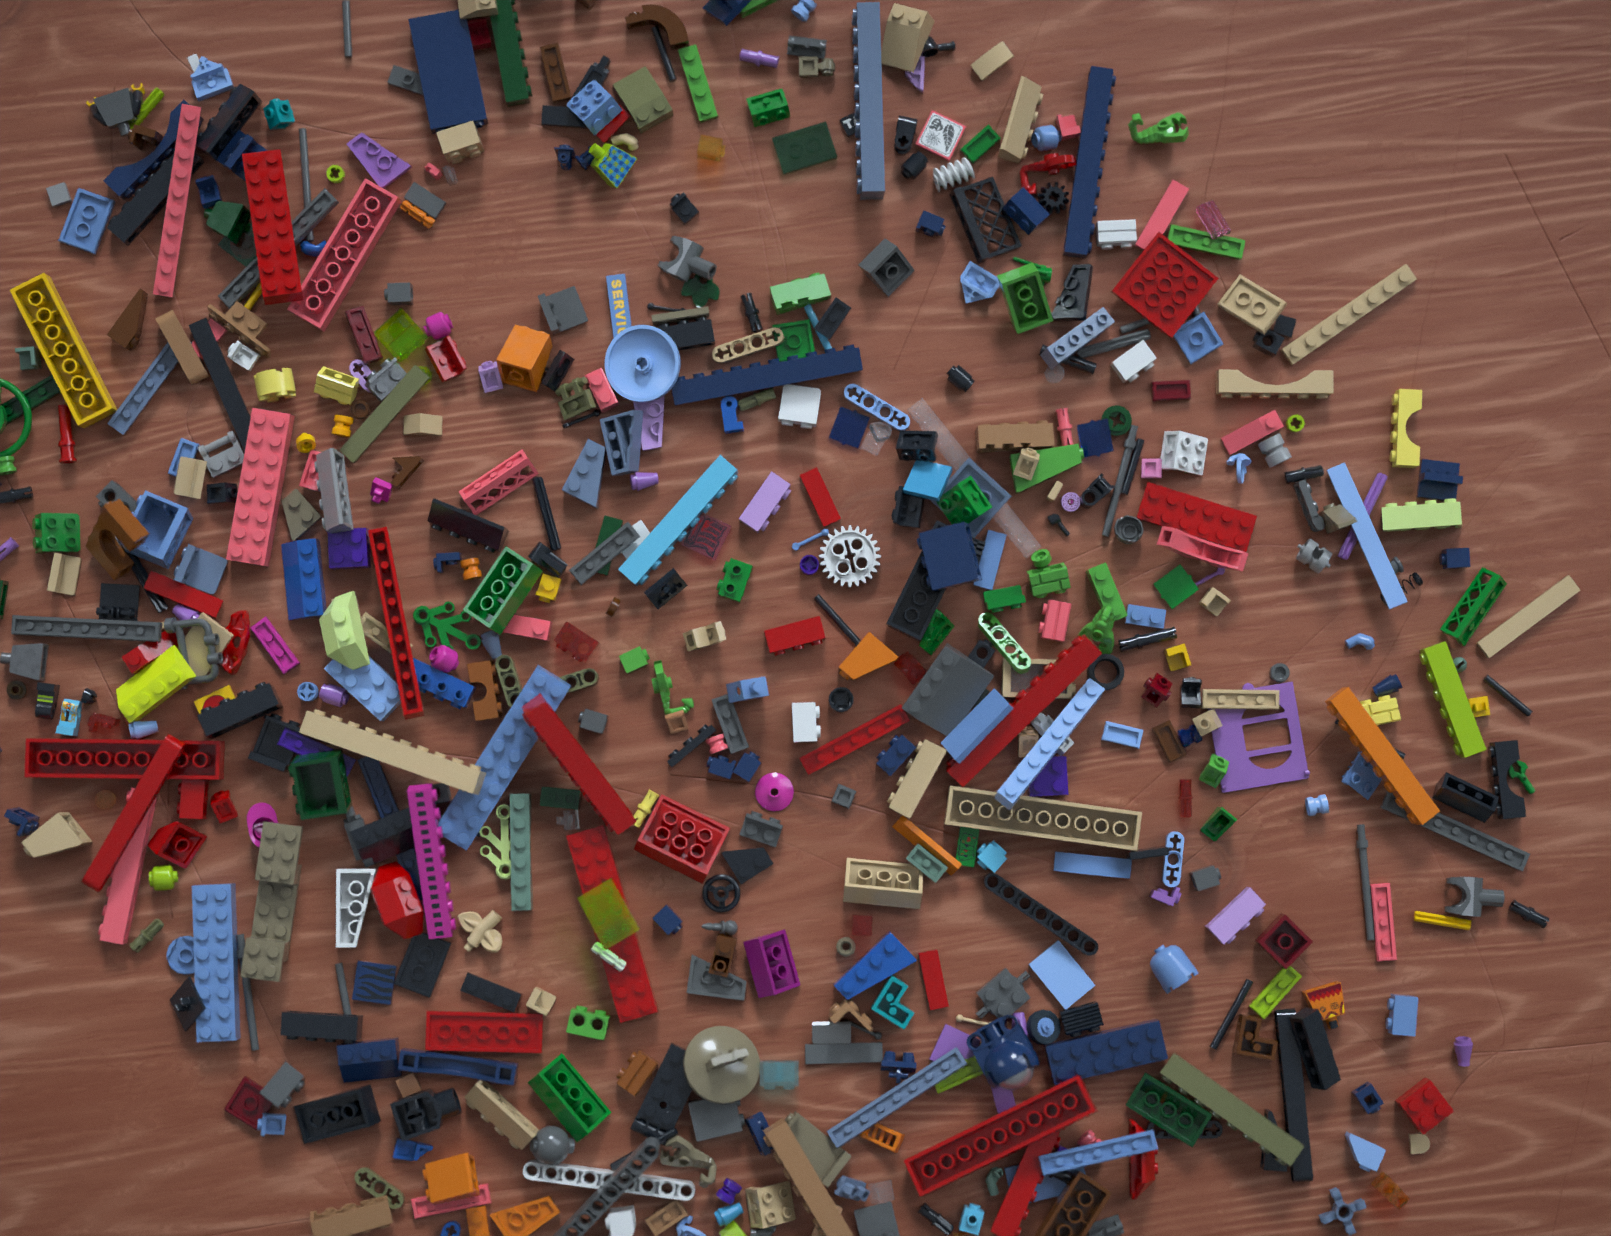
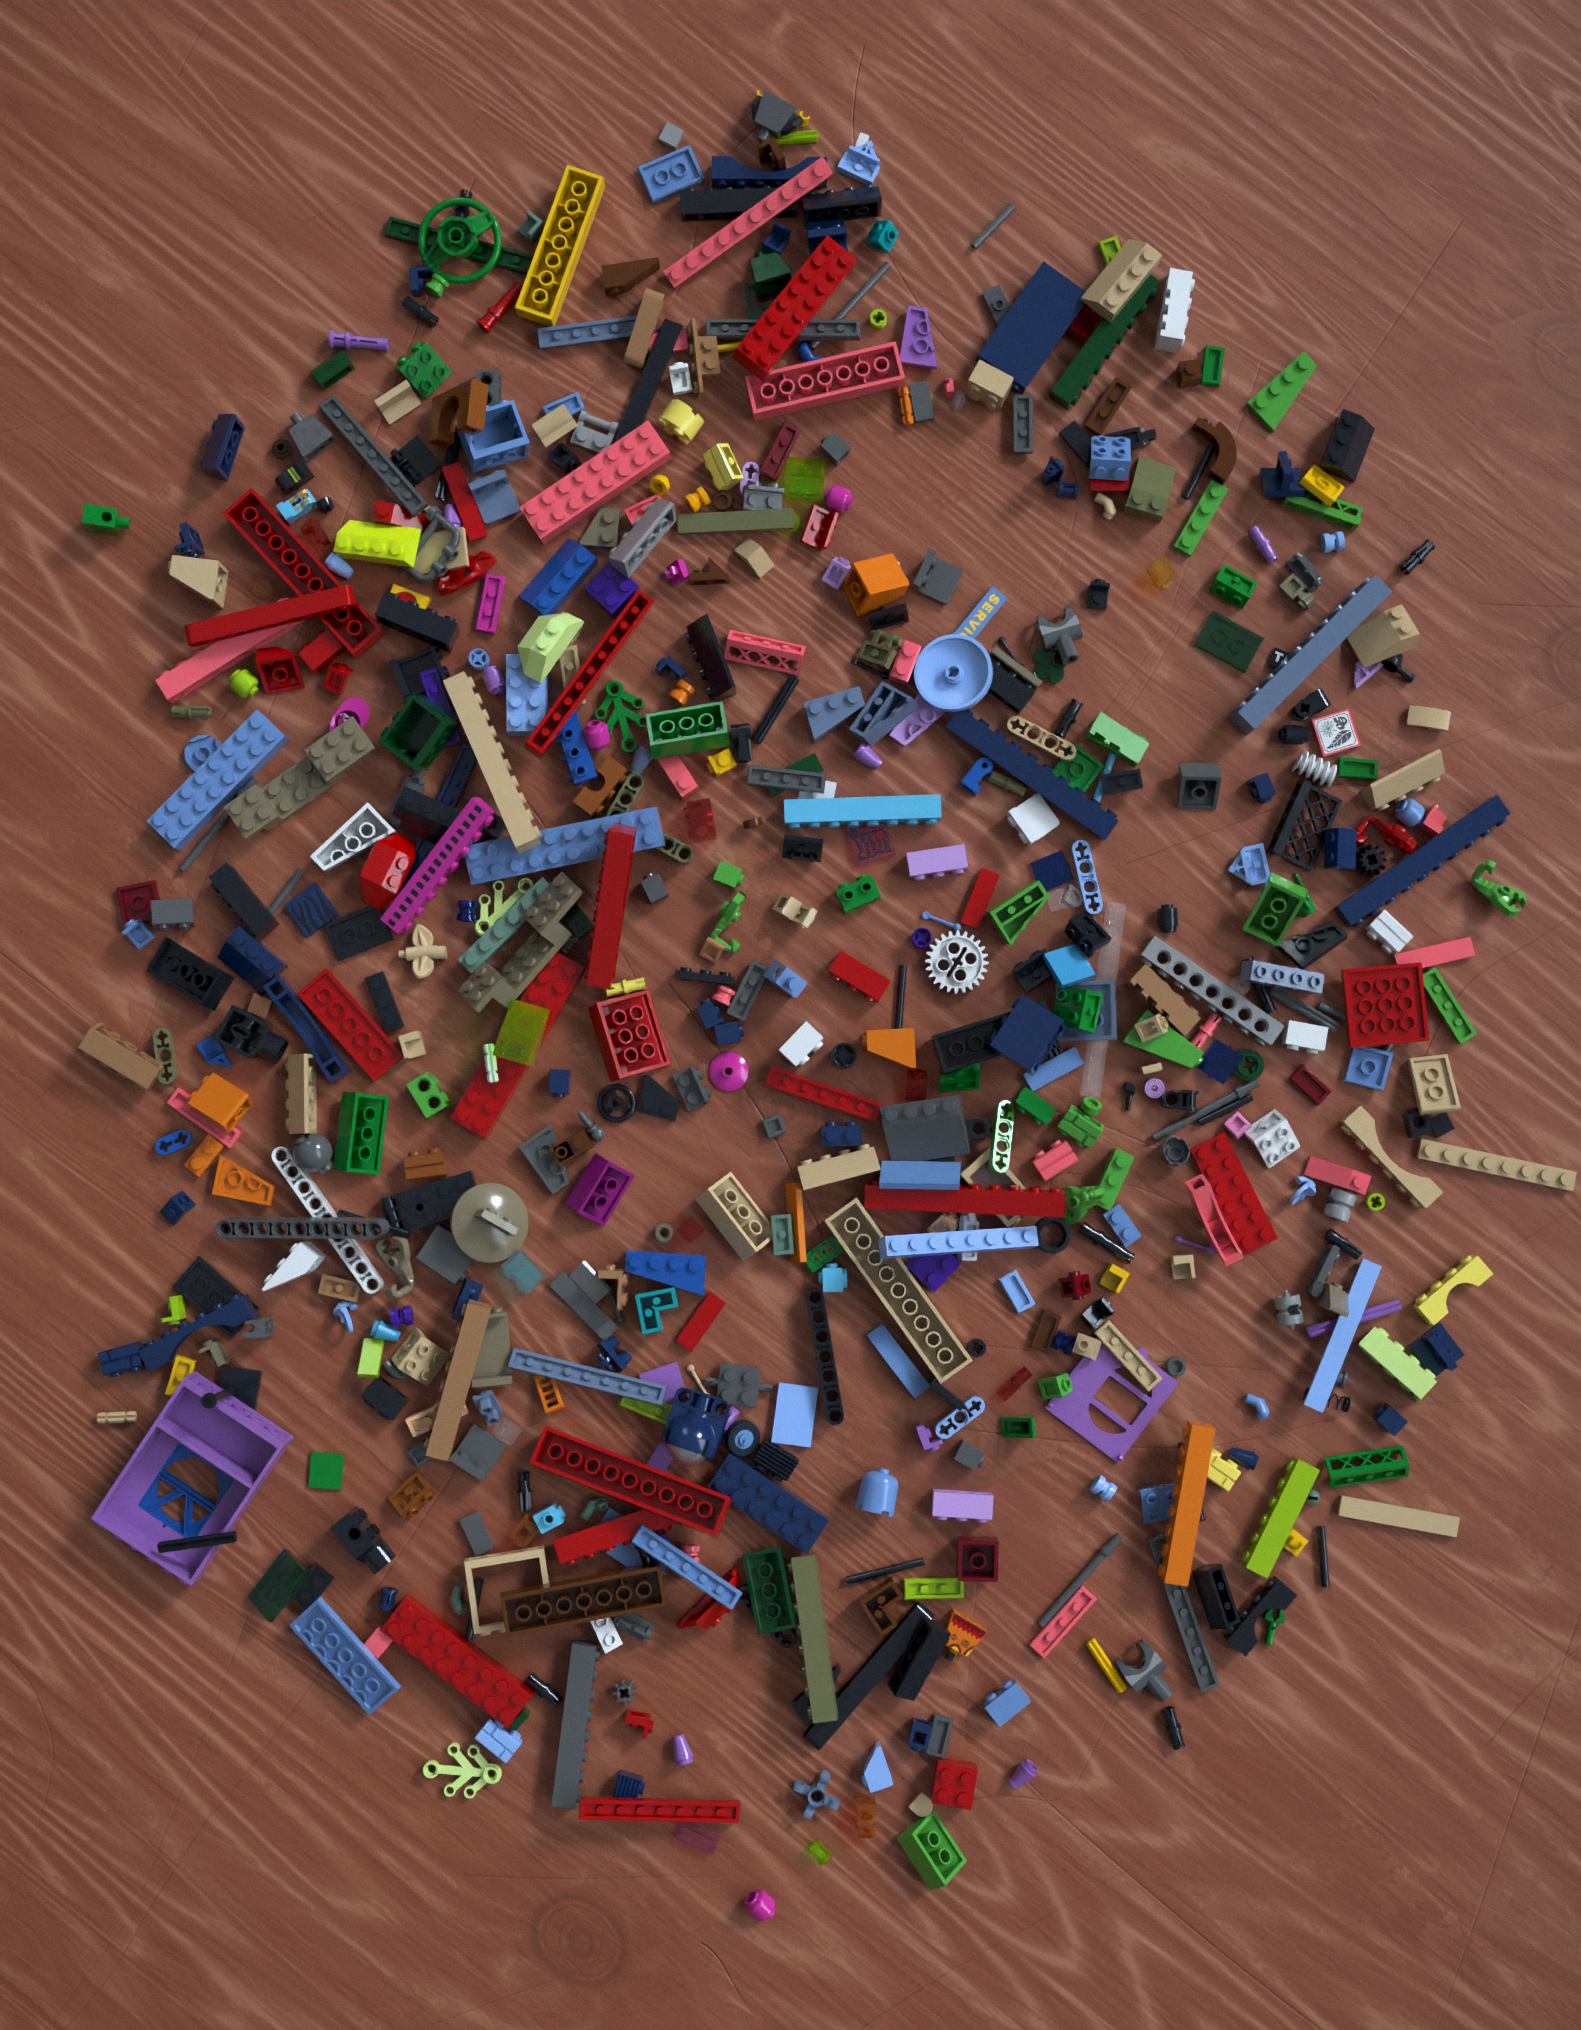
camera: 55 degrees right, 0 degrees up
(187, 1004) = (168, 788): black piece -> none
(484, 875) = (466, 916): none -> clear blue wheel
(510, 144) = (1022, 424): none -> dark grey plate
(559, 853) = (532, 955): none -> dark tan bracket
(611, 163) = (1080, 510): torso -> none
(854, 479) = (1017, 910): none -> bright green wedge
(1105, 379) = (1271, 1027): none -> light grey brick
(1136, 806) = (973, 1352): none -> black bush
(1176, 586) = (1166, 1227): green piece -> none
(1207, 218) = (1466, 993): clear pink tile -> none
(1382, 1084) = (940, 1735): none -> dark grey tile
(1457, 1165) = (932, 1850): none -> bright green slope

